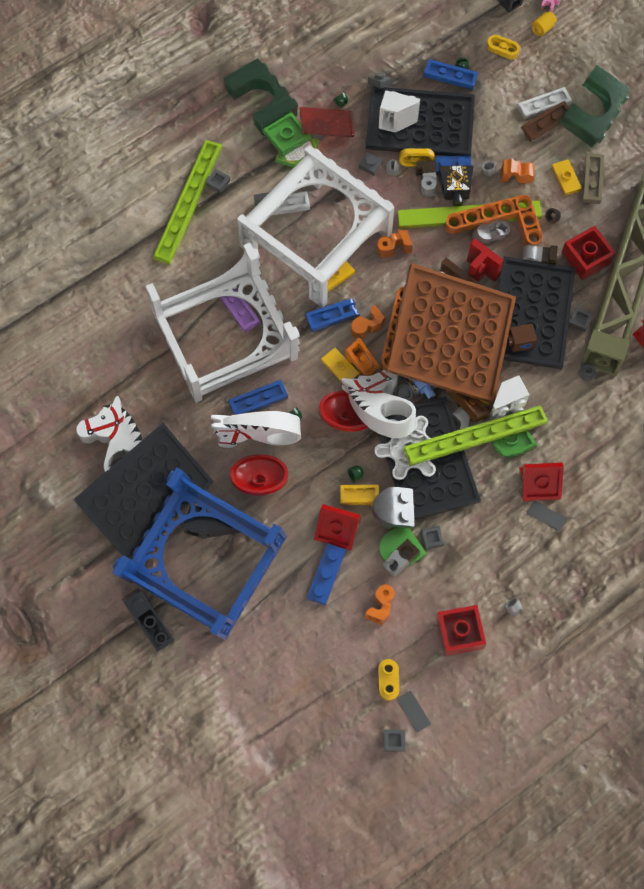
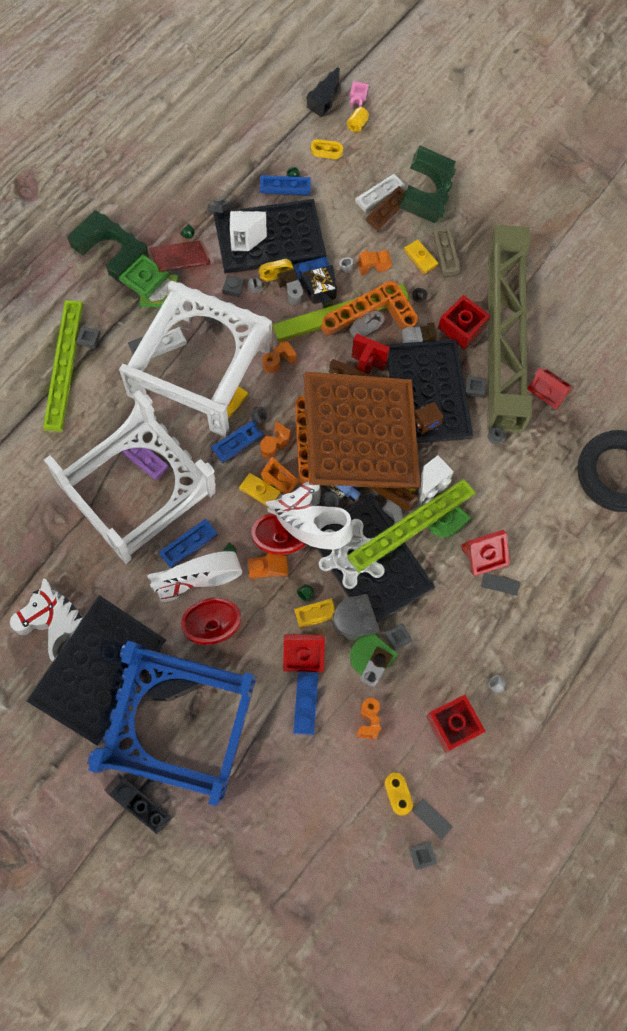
camera: 20 degrees left, 0 degrees up
(328, 440) = (268, 566): none -> orange slope
(359, 294) = (259, 414): none -> dark grey plate

